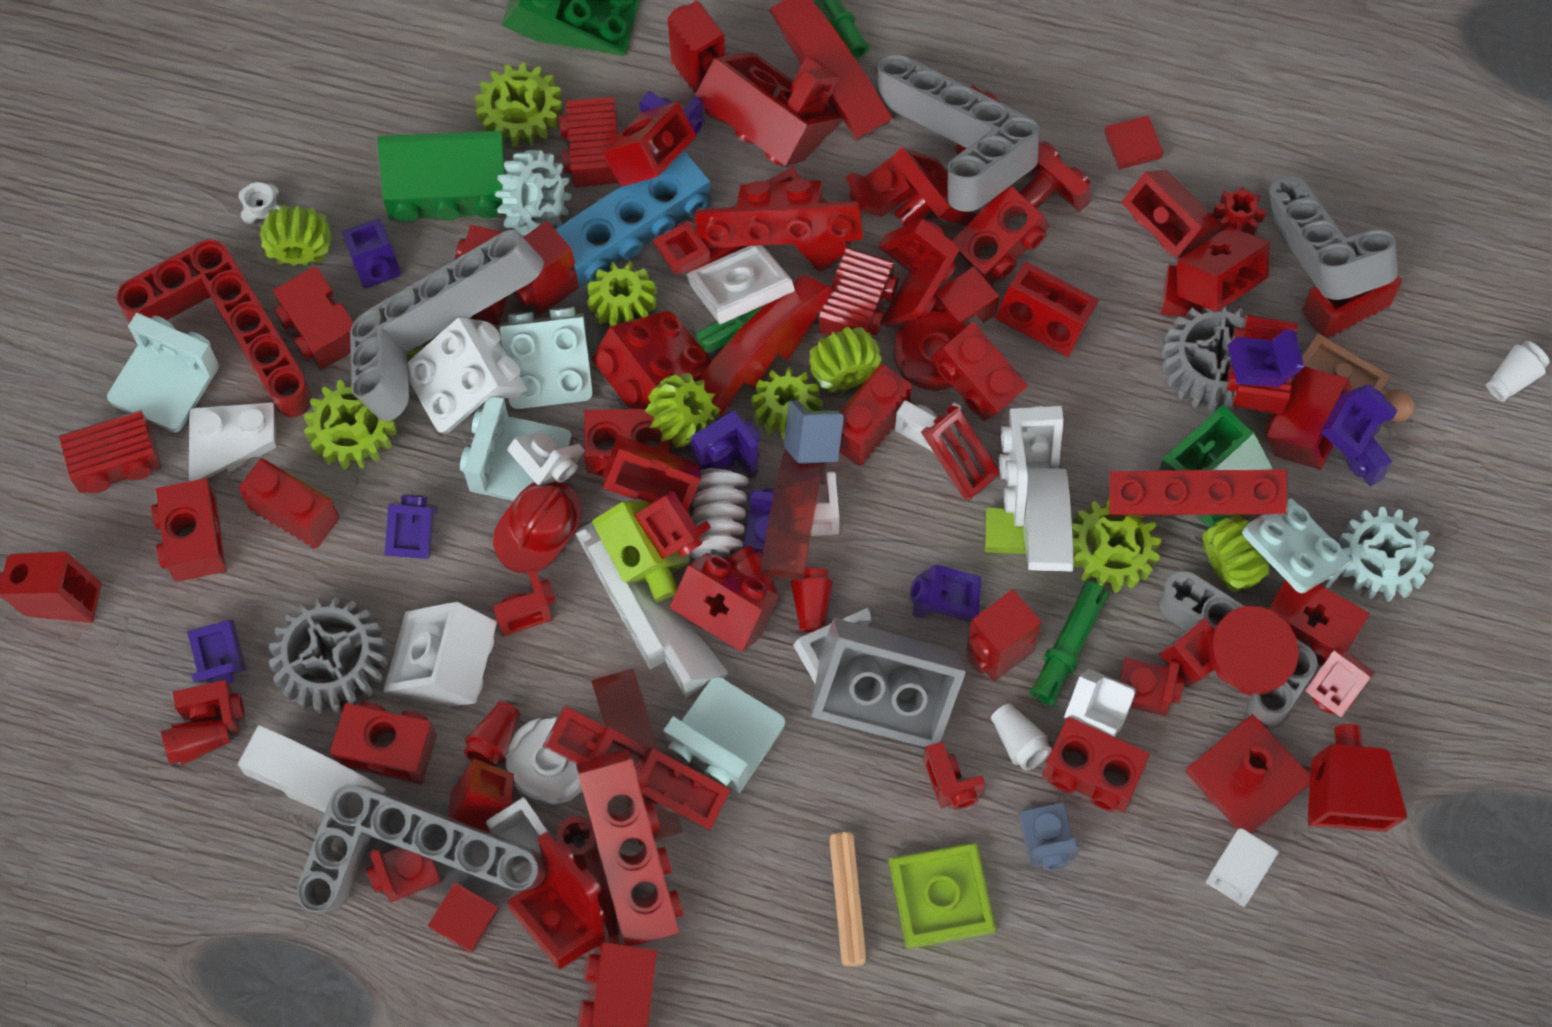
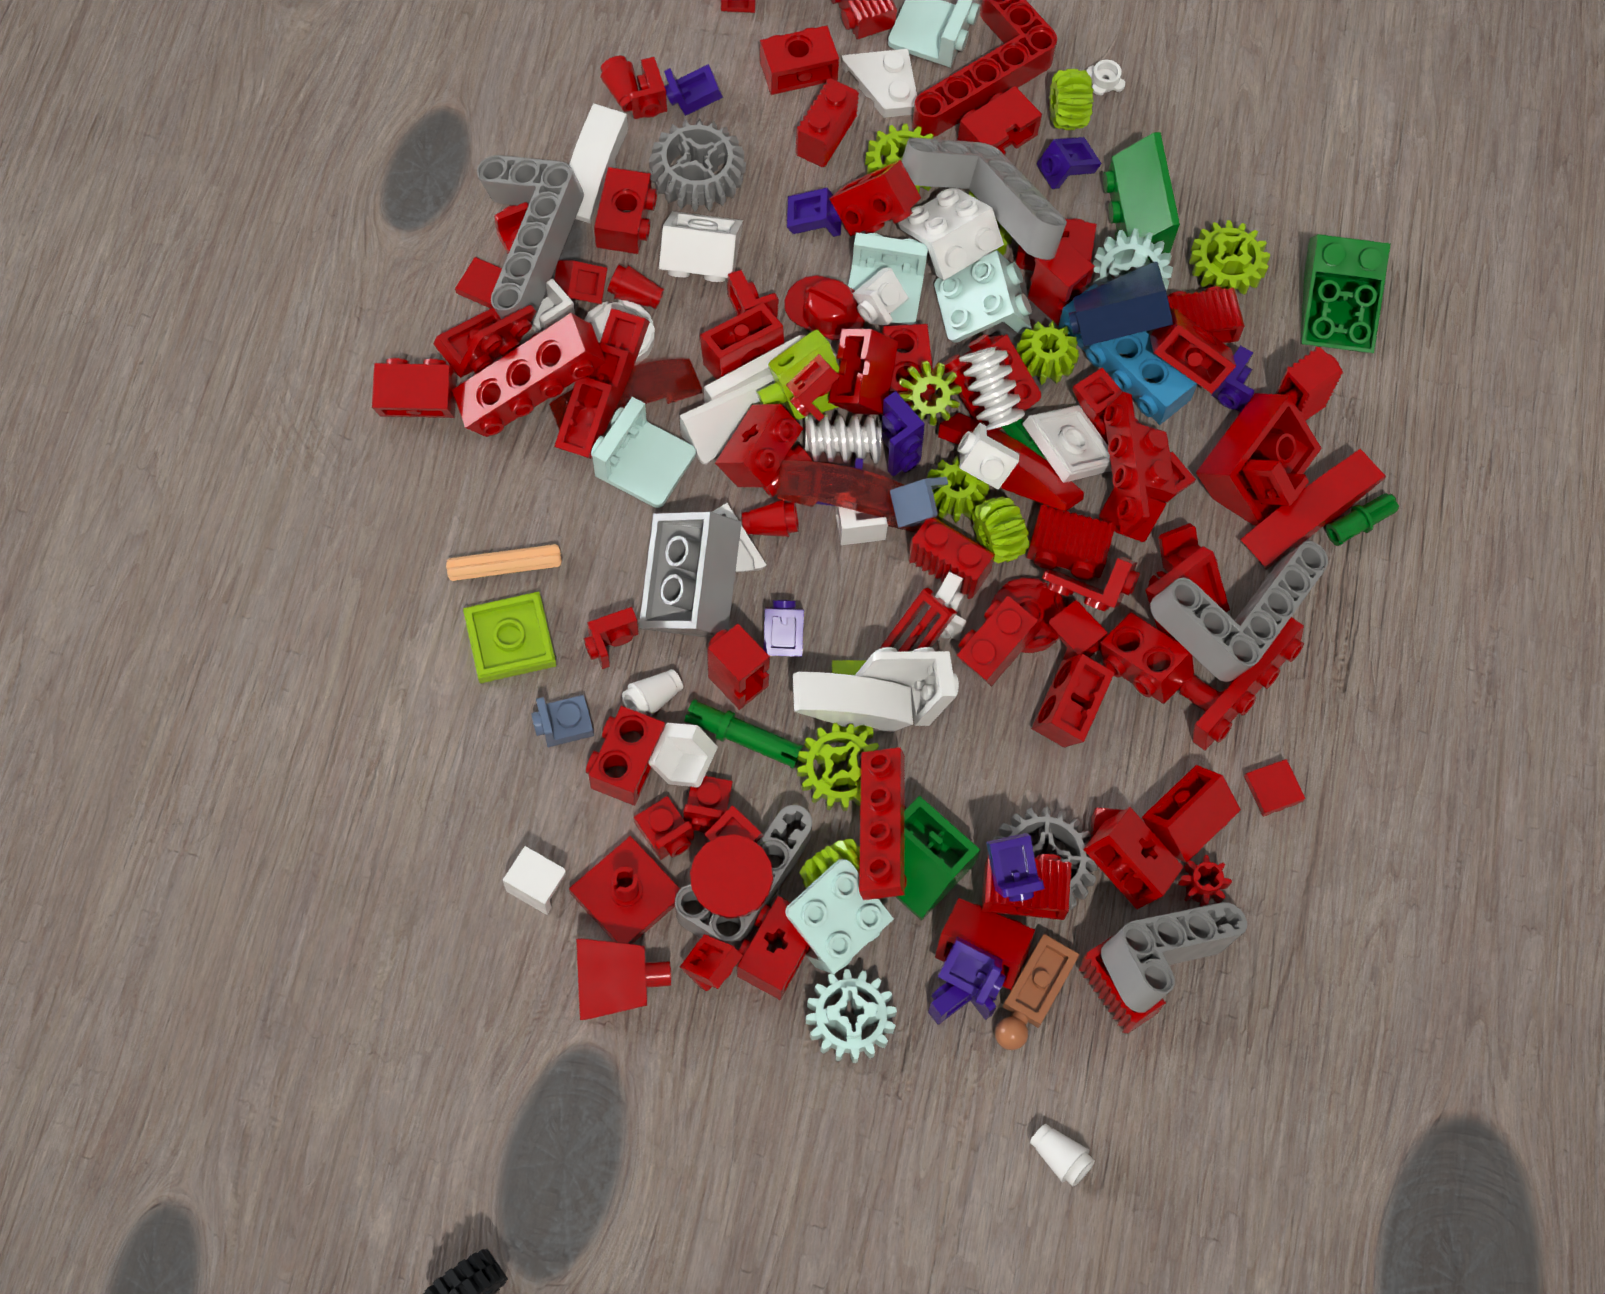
camera: 80 degrees right, 0 degrees up
(415, 448) = (876, 199): none -> red brick
(591, 611) = (740, 340): none -> red brick
(598, 196) = (1122, 307): none -> dark blue slope
(685, 343) = (993, 387): none -> white piece
(767, 361) = (986, 457): none -> white bracket
(1179, 730) = (665, 829): none -> red bracket

